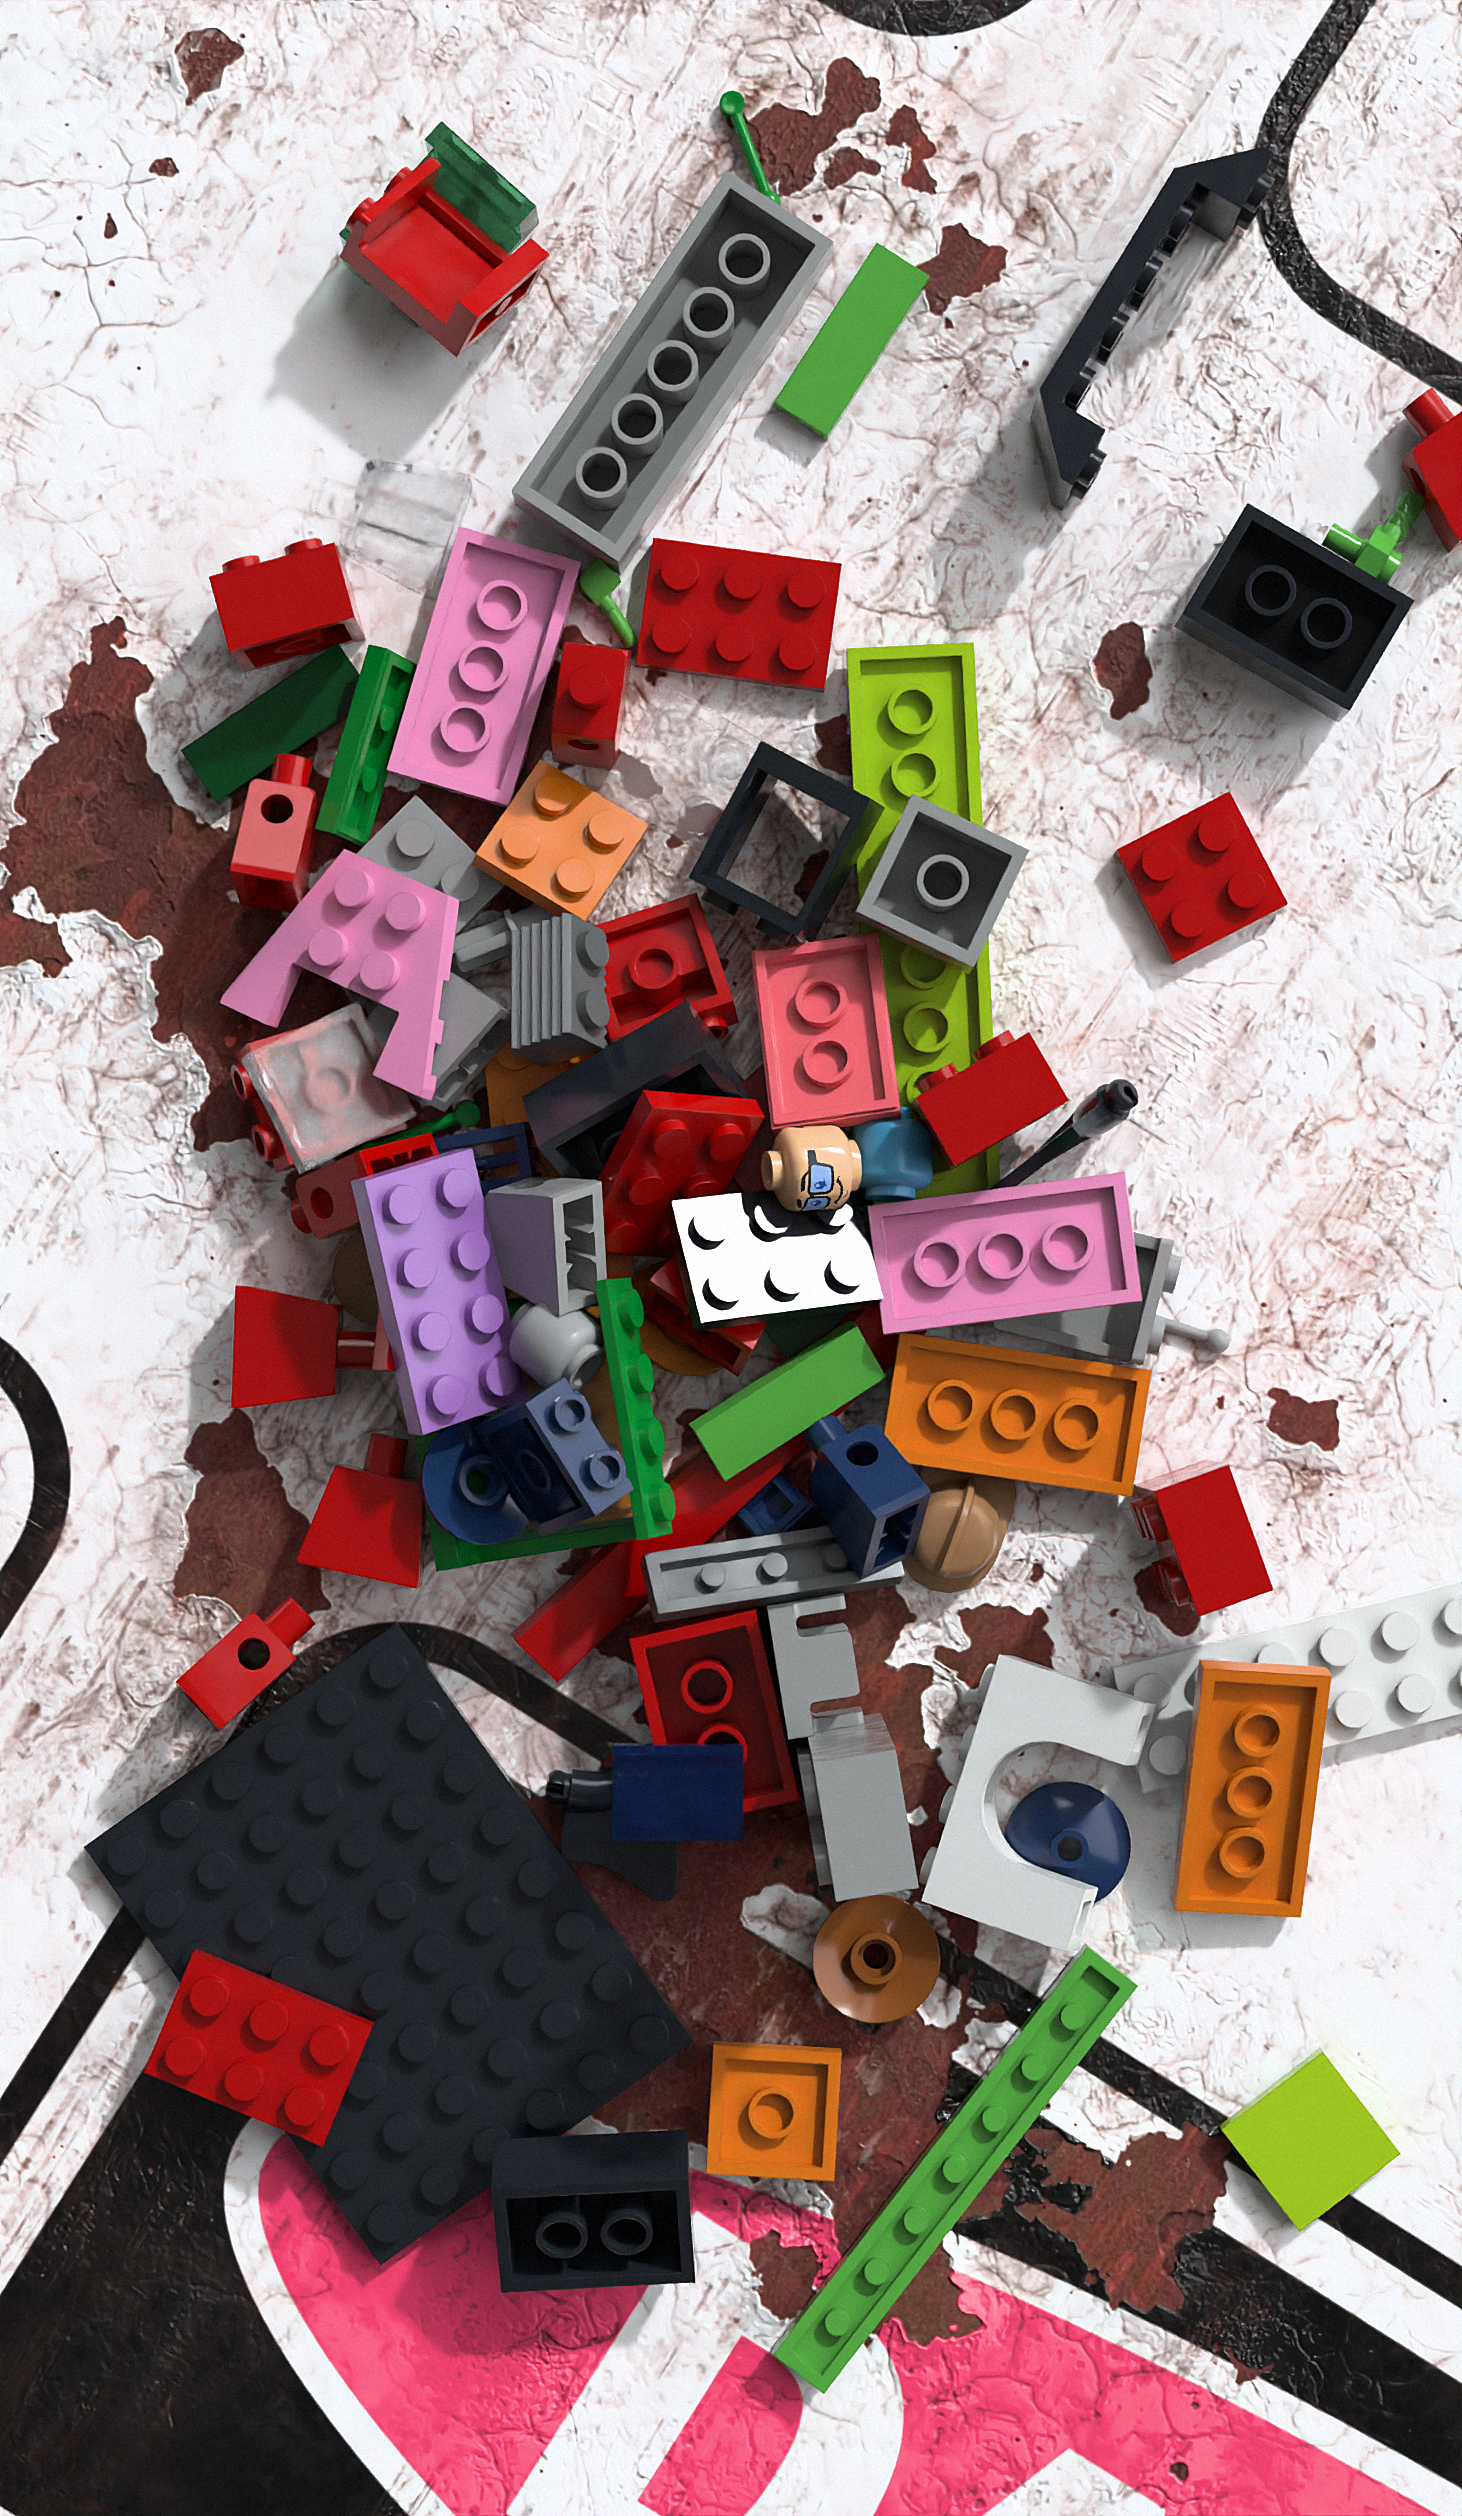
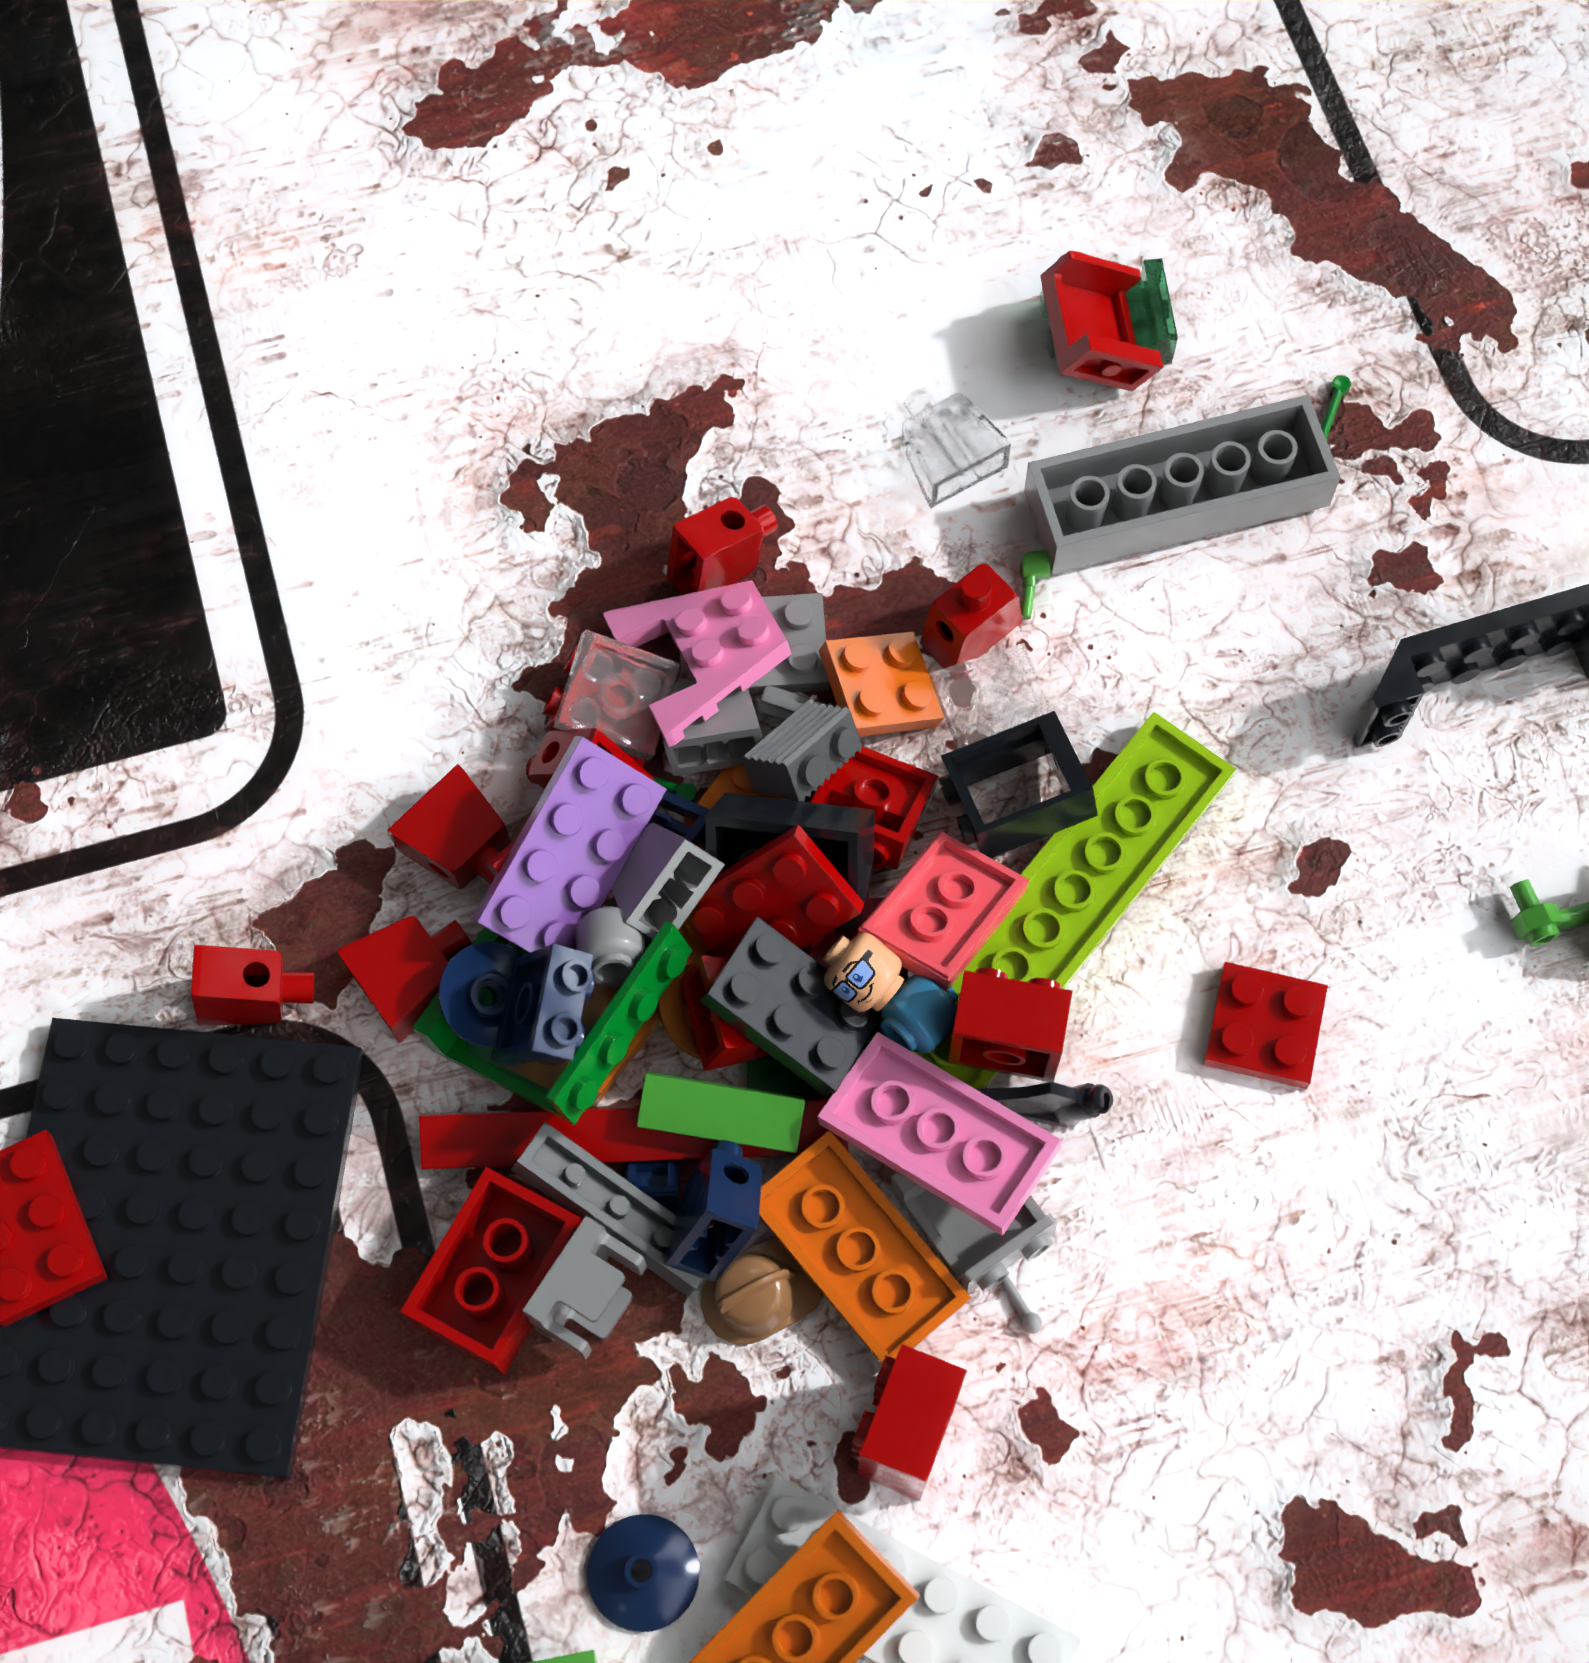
camera: 45 degrees right, 20 degrees down
(274, 724) = (791, 497): dark green tile -> none
(286, 604) = (841, 430): red brick -> none
(366, 747) = (818, 543): green tile -> none
(484, 667) = (920, 555): bright pink plate -> none
(589, 1833) = (370, 1292): black arm -> none
(593, 2211) = (115, 1524): black brick -> none
(677, 1792) = (424, 1287): clear blue plate -> none
(738, 615) = (1104, 649): red plate -> none
(773, 2111) = (291, 1573): orange plate -> none
(851, 341) = (1304, 556): bright green tile -> none
(857, 1810) = (520, 1371): light grey brick -> none
(884, 1990) = (422, 1522): dark orange dish -> none
(941, 884) = (1093, 877): light grey brick -> none
(974, 1865) = (571, 1519): white arch -> none
(1294, 613) = (1459, 907): black brick -> none

